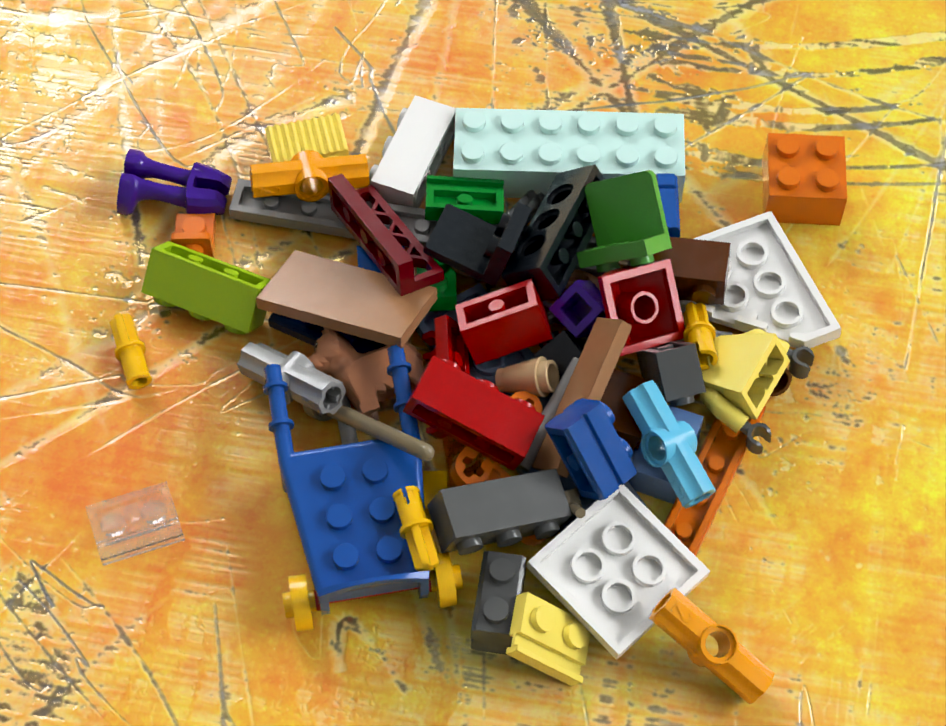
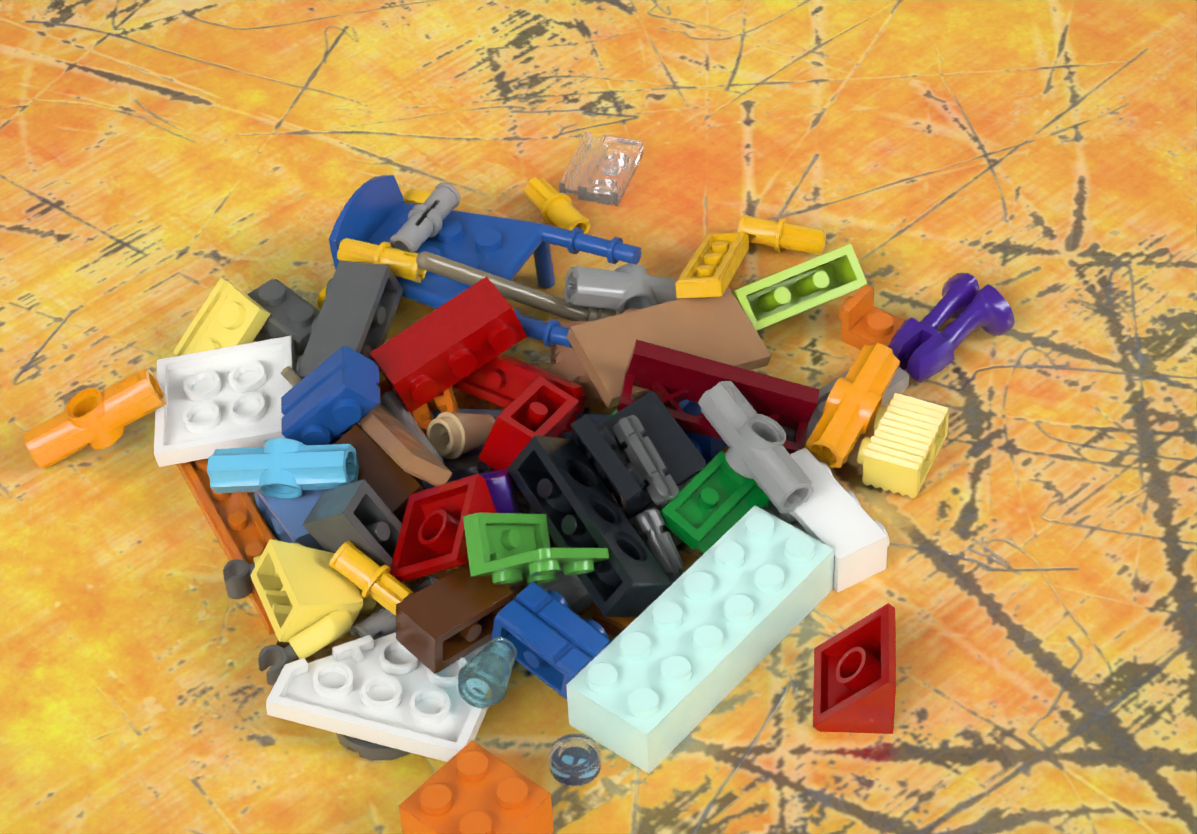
camera: 130 degrees right, 15 degrees down
(206, 525) = (555, 206): none -> yellow axle
(224, 340) = (712, 265): none -> yellow tile
(352, 525) = (426, 218): none -> light grey pin
(413, 180) = (756, 446): none -> light grey piece
(480, 228) = (646, 459): none -> dark grey axle
(528, 63) = (857, 677): none -> red slope
(707, 176) = (574, 759): none -> clear tile
(711, 223) = (487, 674): none -> clear light blue cone

